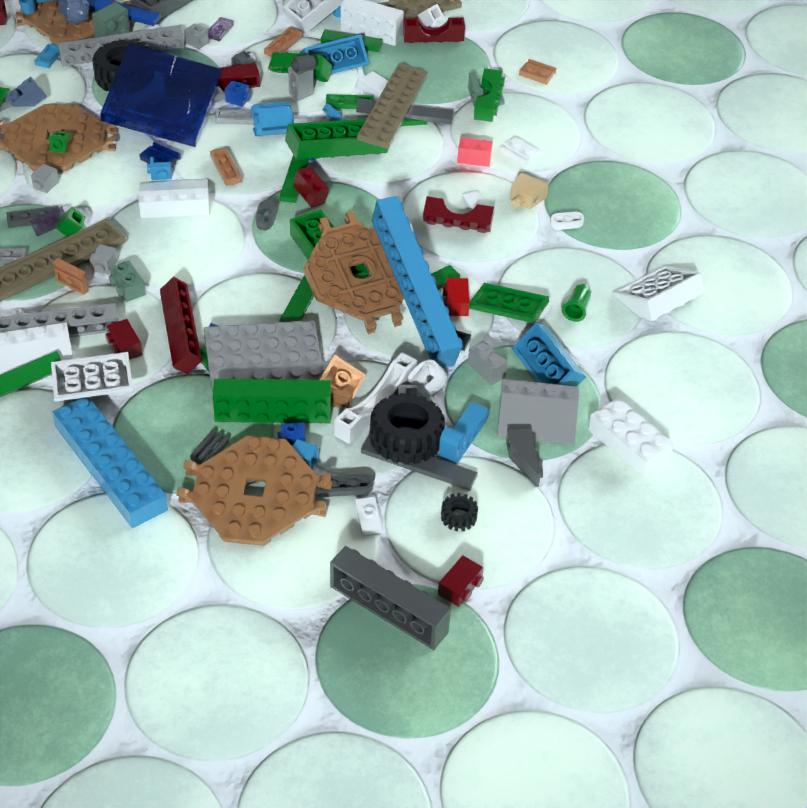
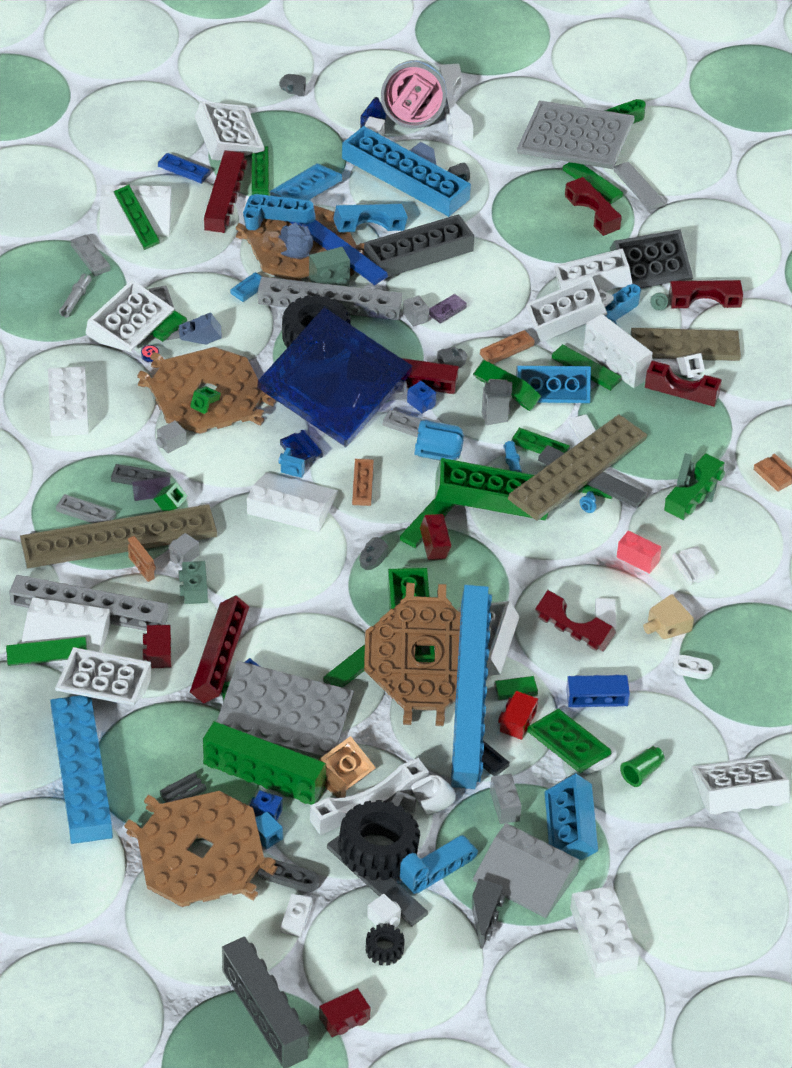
camera: 25 degrees right, 0 degrees up
(413, 130) = (588, 502): none -> dark azure plate
(443, 485) = (384, 911): none -> white brick
(507, 259) = (597, 691): none -> blue brick

